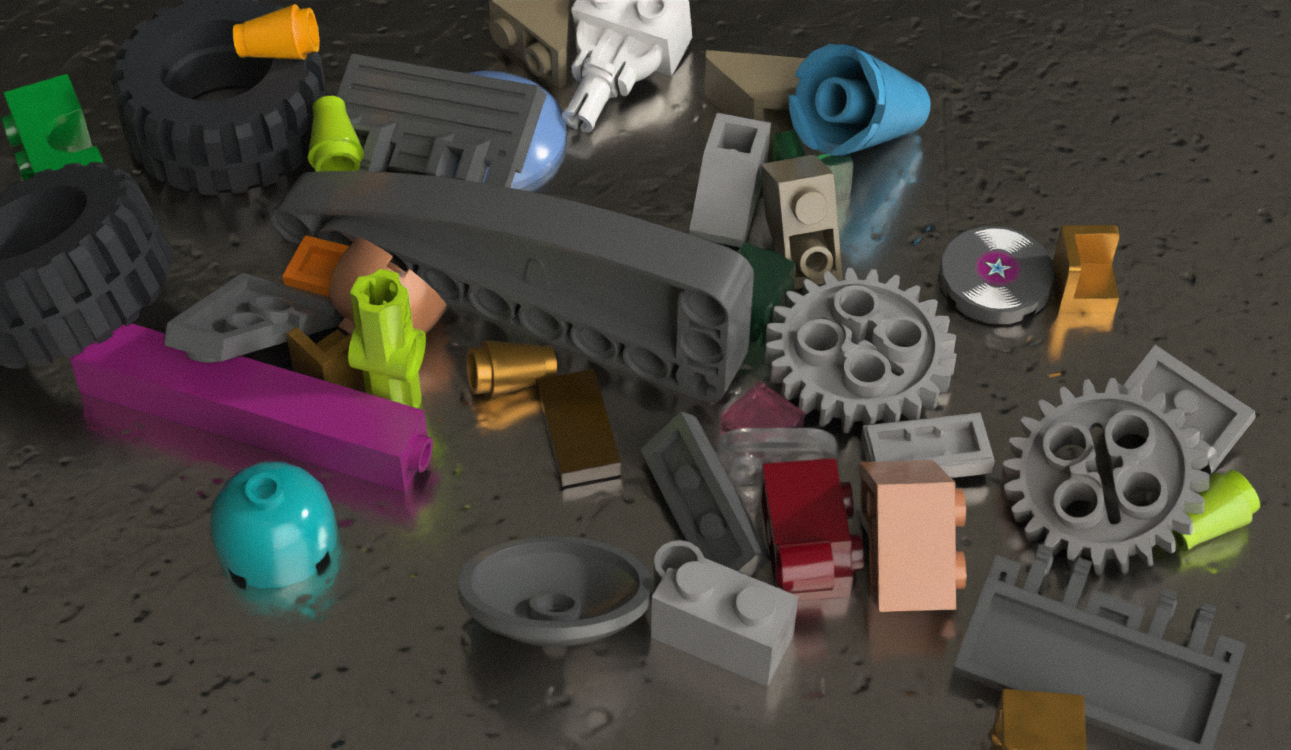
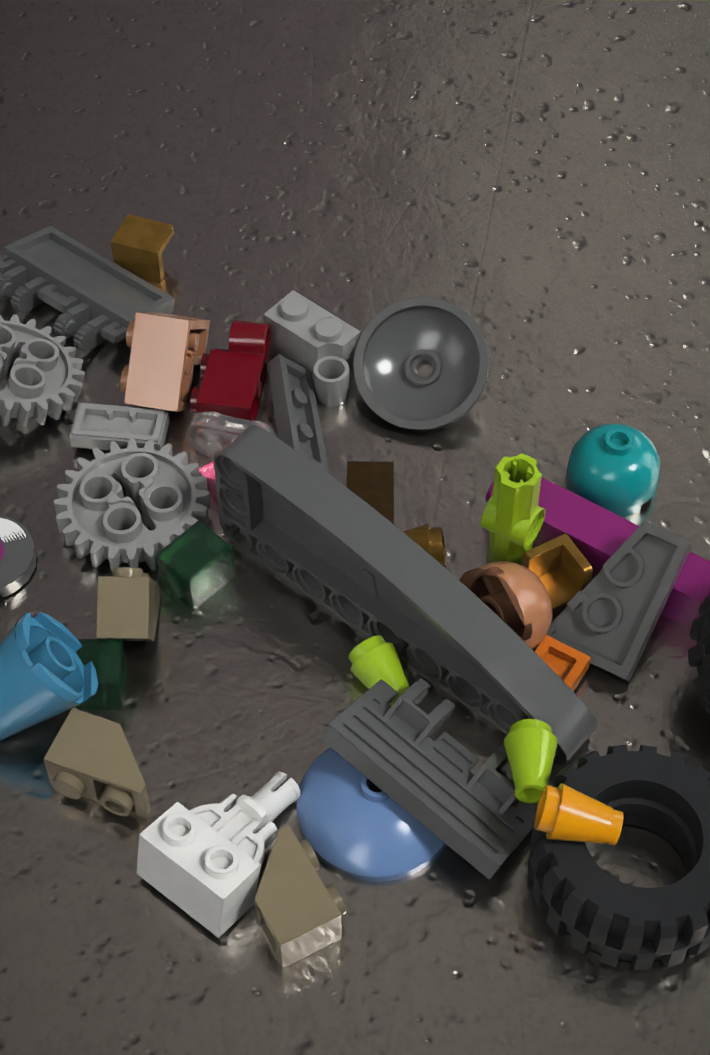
camera: 165 degrees left, 0 degrees up
(730, 179) = (170, 667): light grey slope -> none

